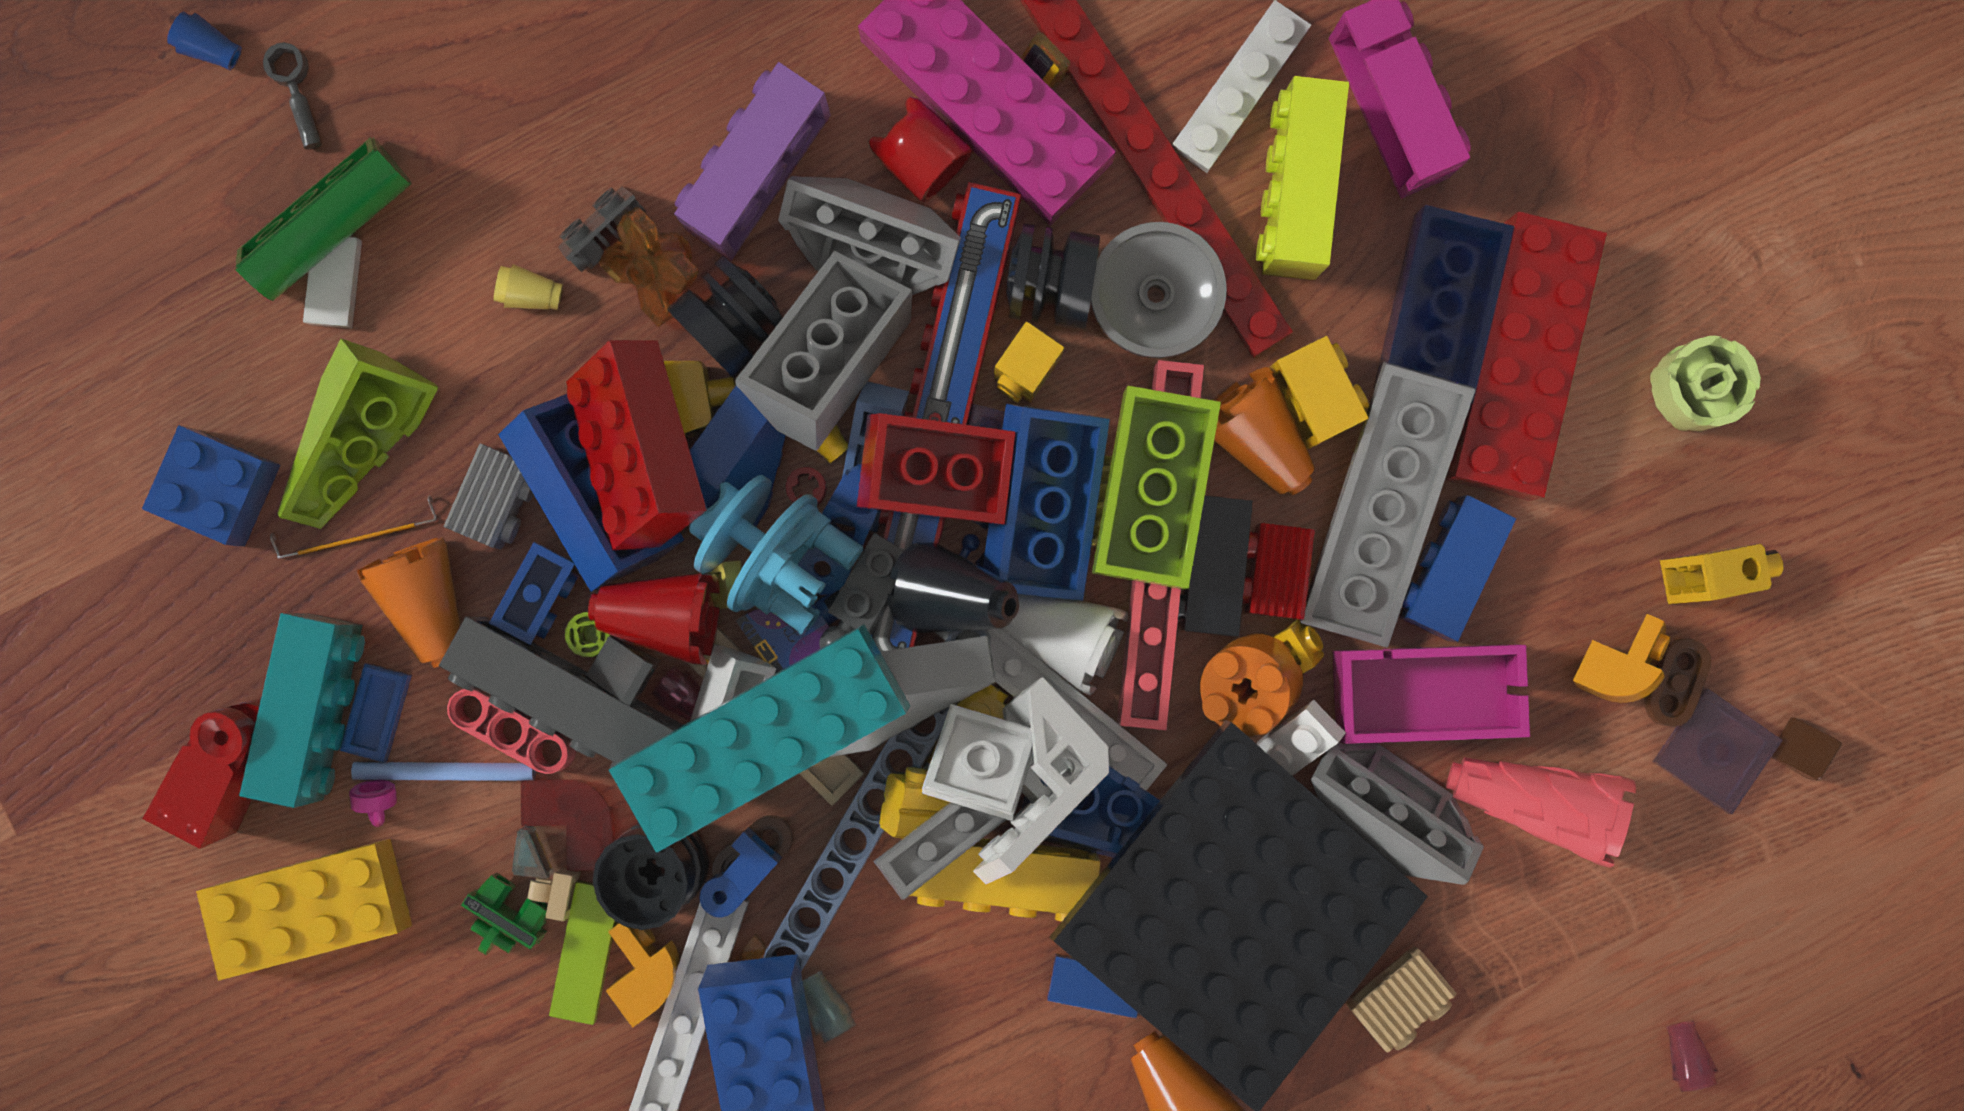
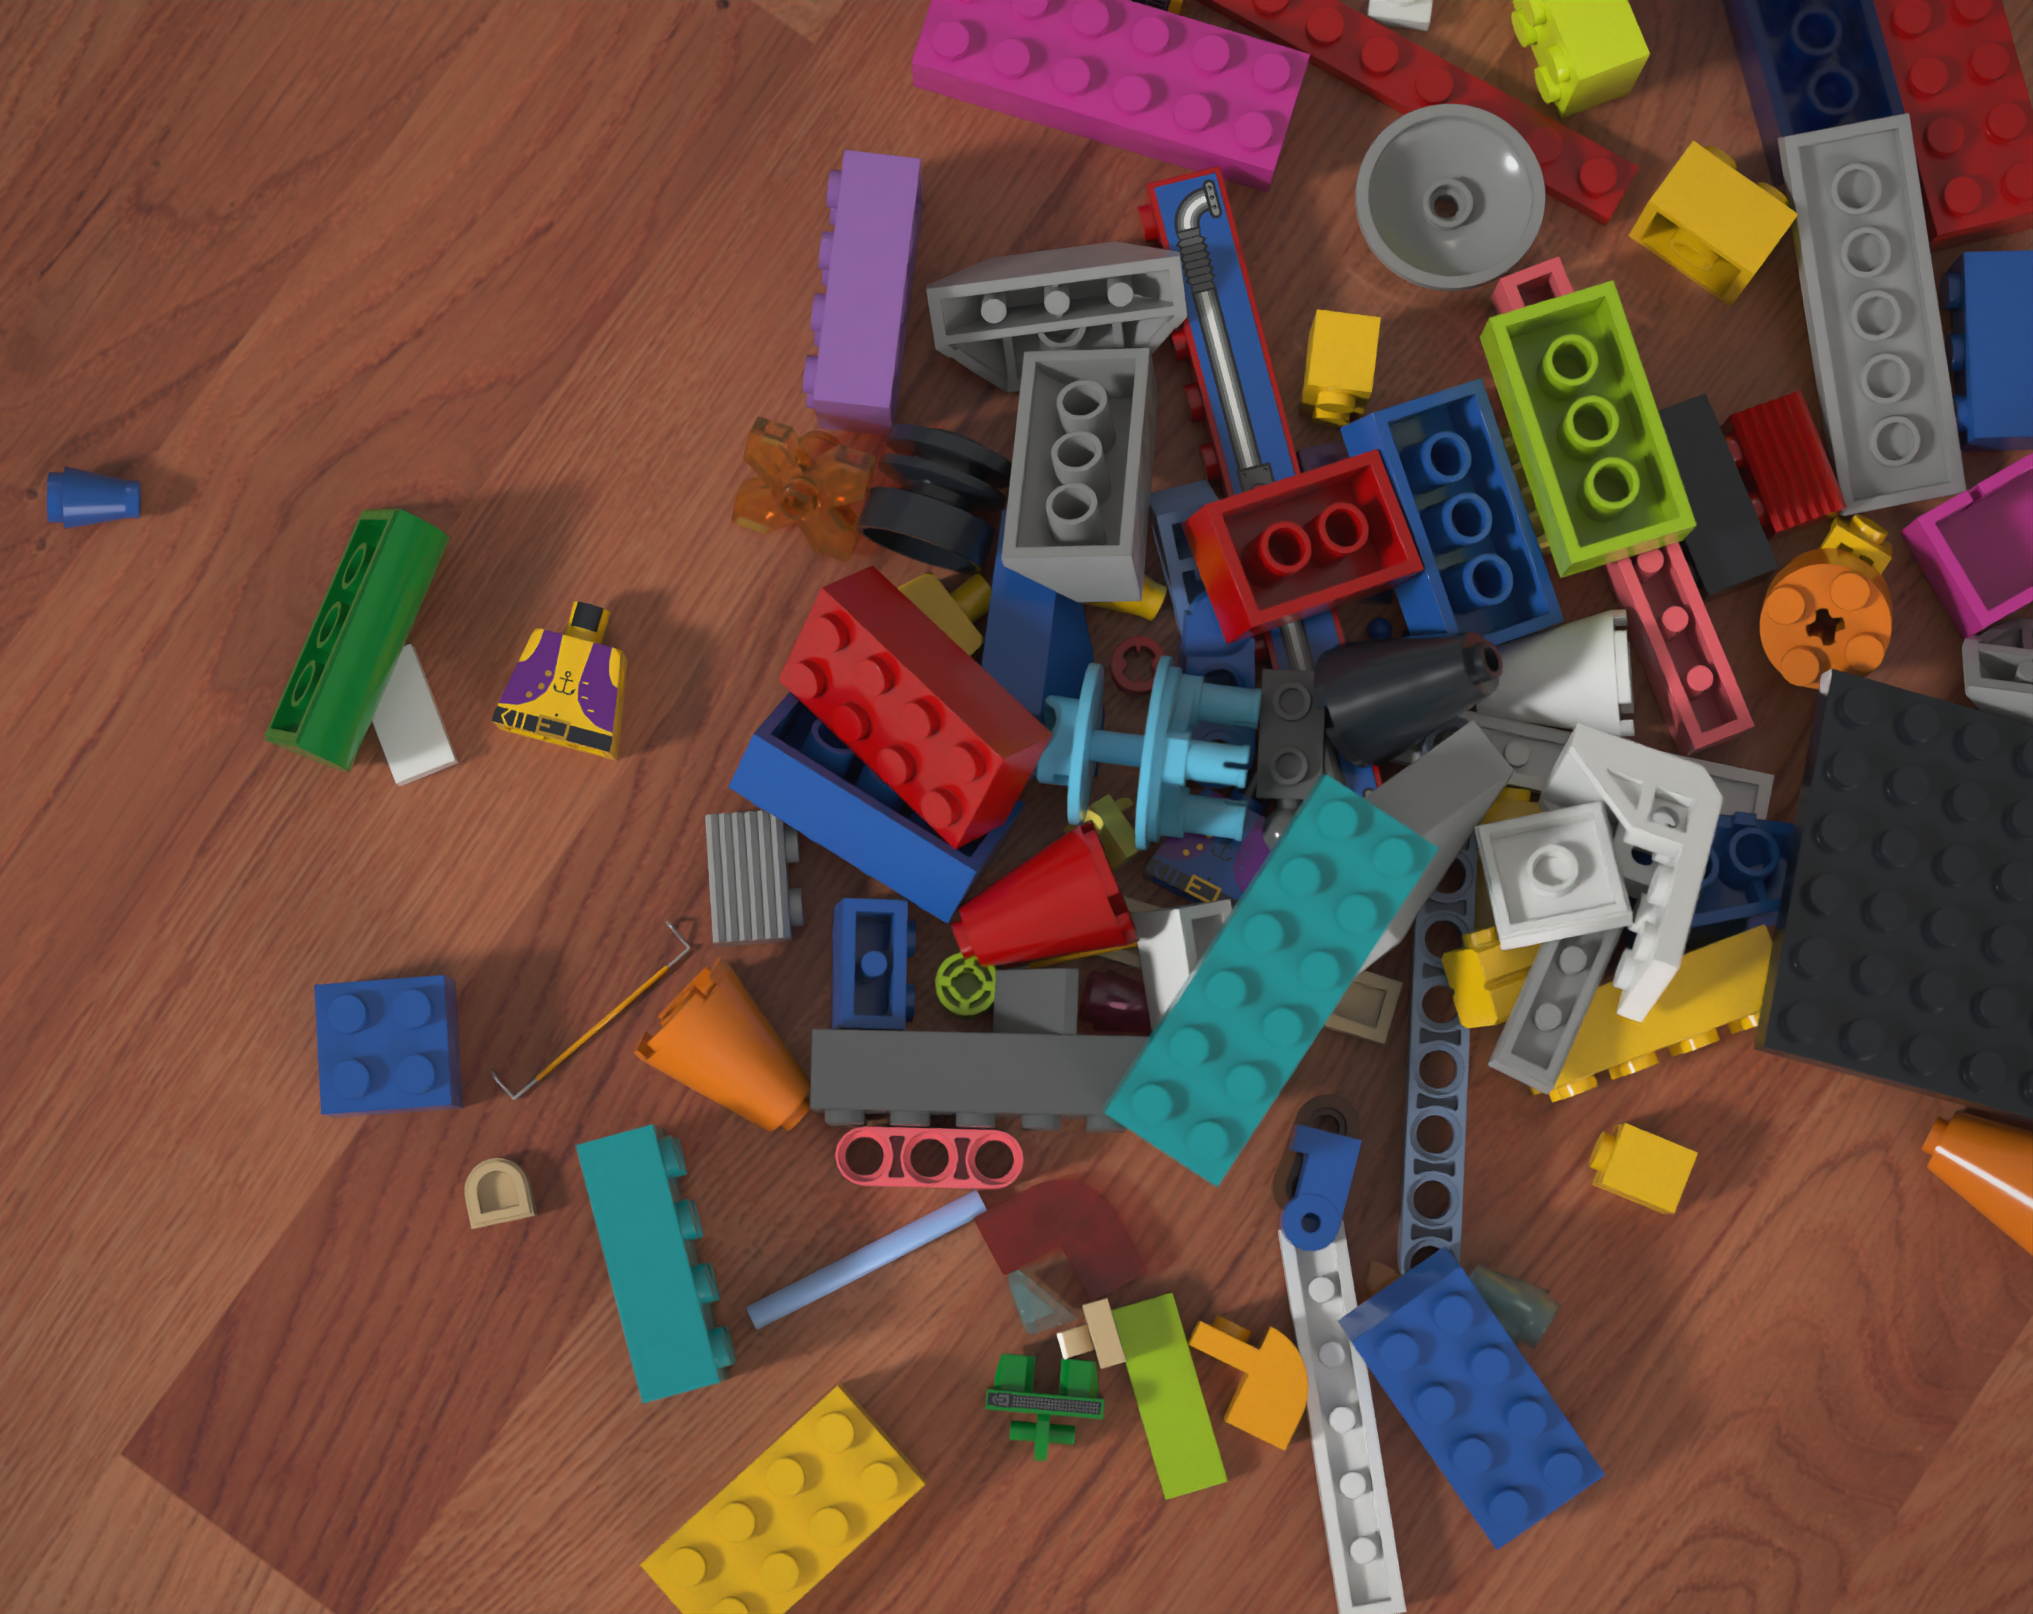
camera: 25 degrees left, 5 degrees down
(204, 782) = (586, 1403): red piece -> none
(237, 612) = (498, 1193): none -> tan tile
(298, 102) = (246, 513): dark grey piece -> none
(354, 421) = (526, 872): lime wedge -> none
(373, 798) = (796, 1336): dark pink tile -> none
(375, 712) = (741, 1229): blue tile -> none
(440, 317) = (568, 687): none -> torso
(526, 289) = (659, 598): light yellow cone -> none
(578, 236) = (716, 446): dark grey hinge -> none
(636, 889) = (1189, 1273): black wheel -> none
(922, 151) = (1065, 176): red piece -> none
(951, 966) = (1642, 1167): none -> yellow brick
(1053, 276) = (1324, 242): black wheel -> none
(1078, 987) = (1827, 1106): blue tile -> none
(1263, 434) = (1678, 306): orange cone -> none
(1302, 738) = (1927, 647): white plate -> none

